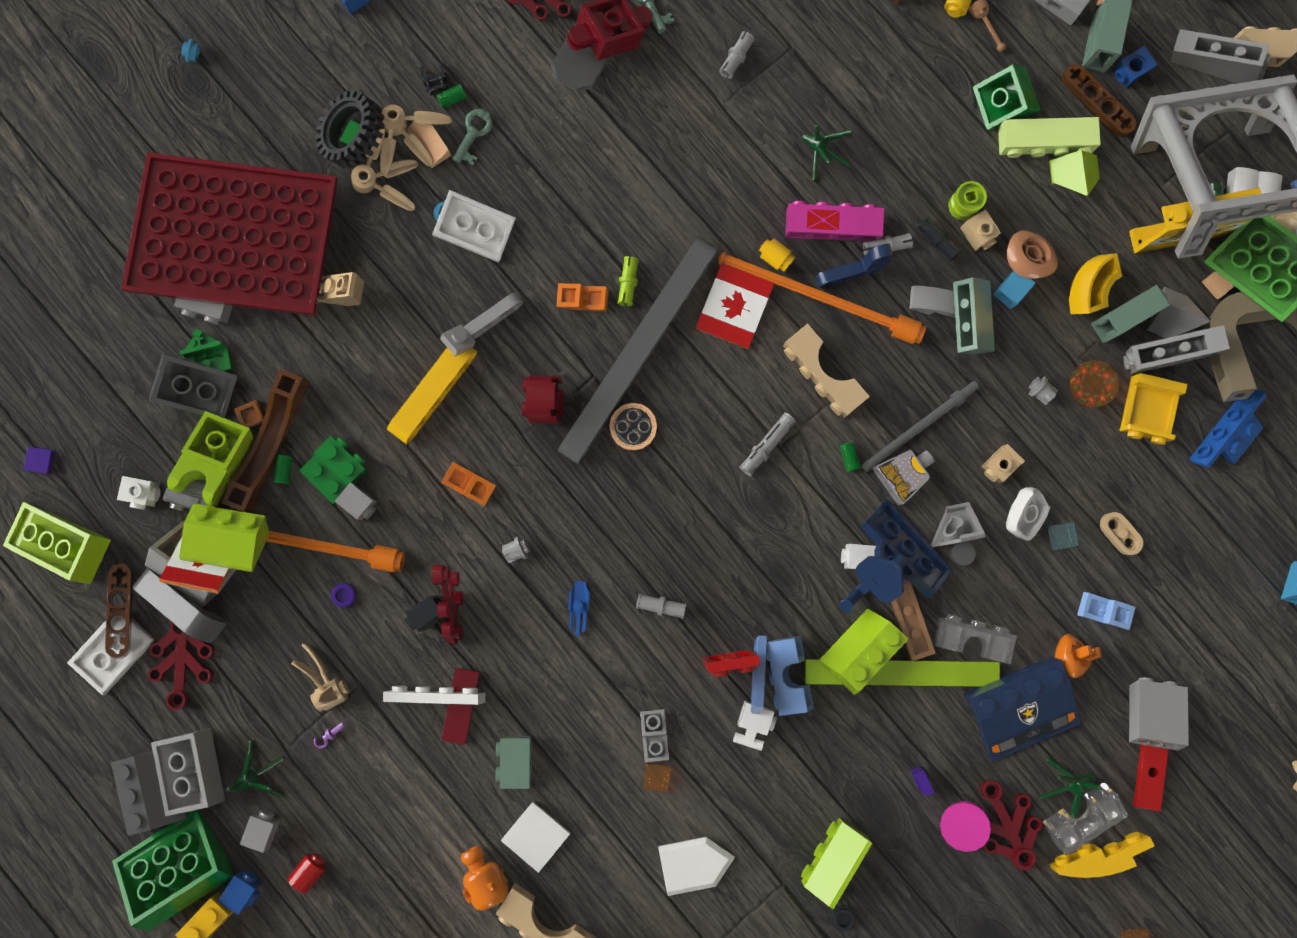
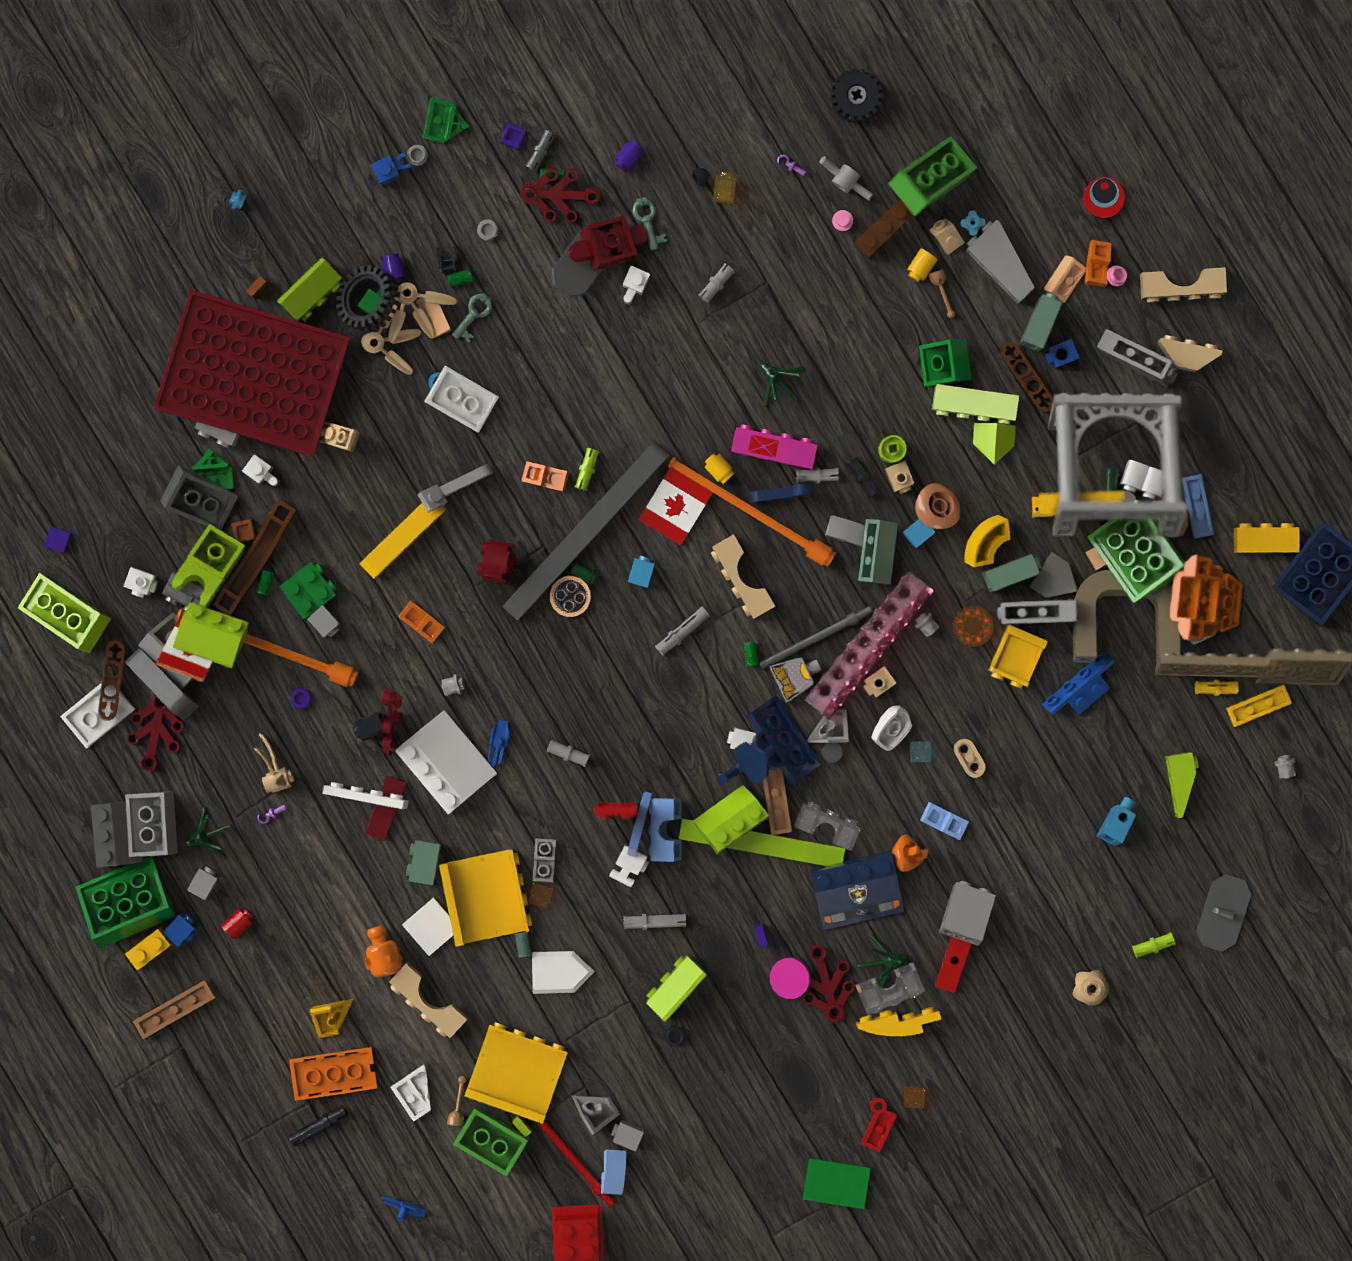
camera: 10 degrees right, 5 degrees up
(225, 141) = (257, 287): none -> dark orange tile
(258, 343) = (260, 471): none -> white brick
(284, 131) = (311, 290): none -> lime slope
(375, 91) = (394, 266): none -> dark purple brick
(474, 40) = (487, 230): none -> light grey tile
(521, 640) = (446, 762): none -> white slope
(592, 791) = (485, 897): none -> yellow panel
(645, 397) = (585, 573): none -> dark green pin
(647, 68) = (635, 283): none -> white brick
(647, 840) = (523, 945): none -> sand green piece
(709, 385) = (641, 571): none -> dark azure brick
(797, 785) = (654, 921): none -> light grey pin
(950, 499) = (878, 644): none -> clear pink brick

